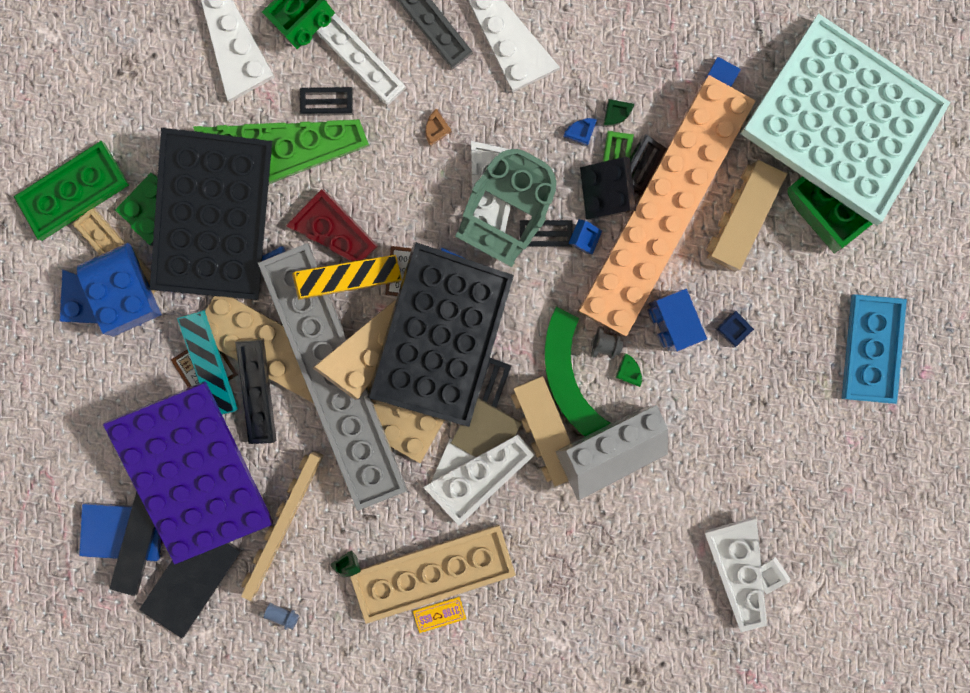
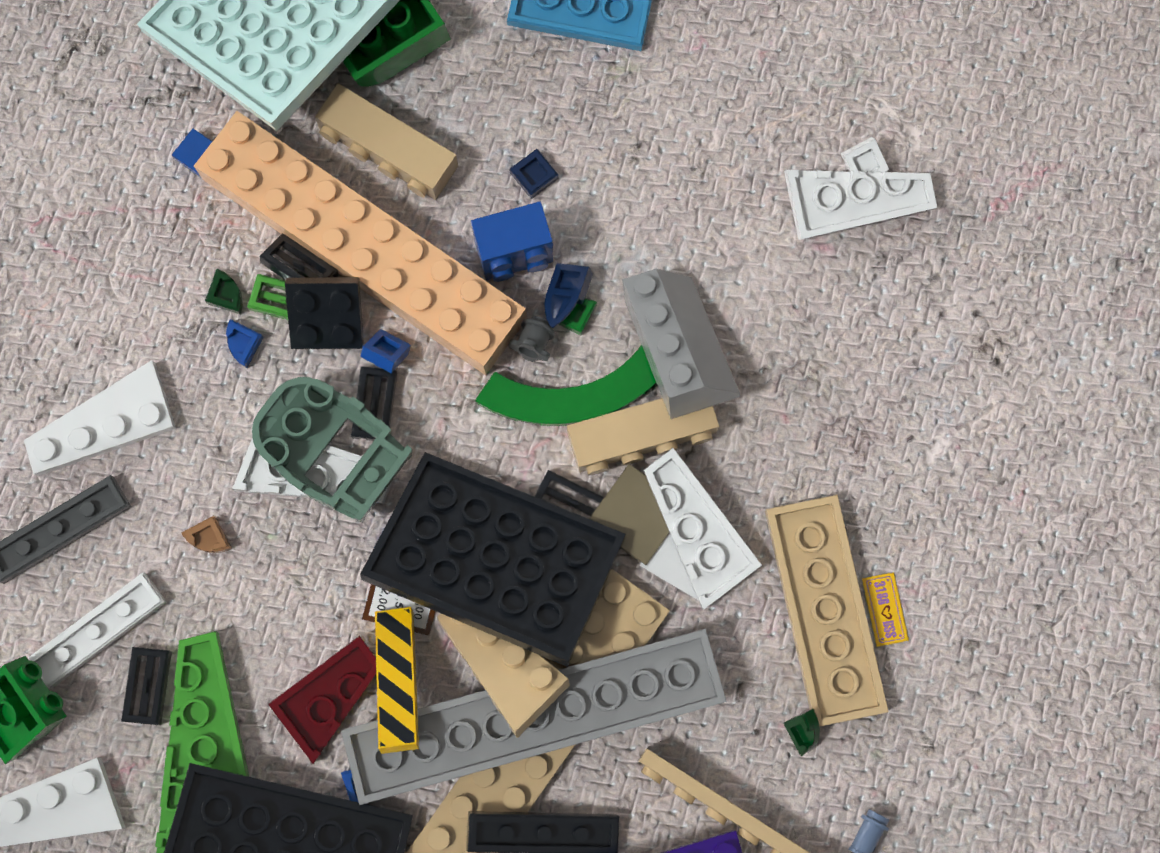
camera: 85 degrees left, 10 degrees down
(645, 363) = (566, 289): none -> dark blue plate

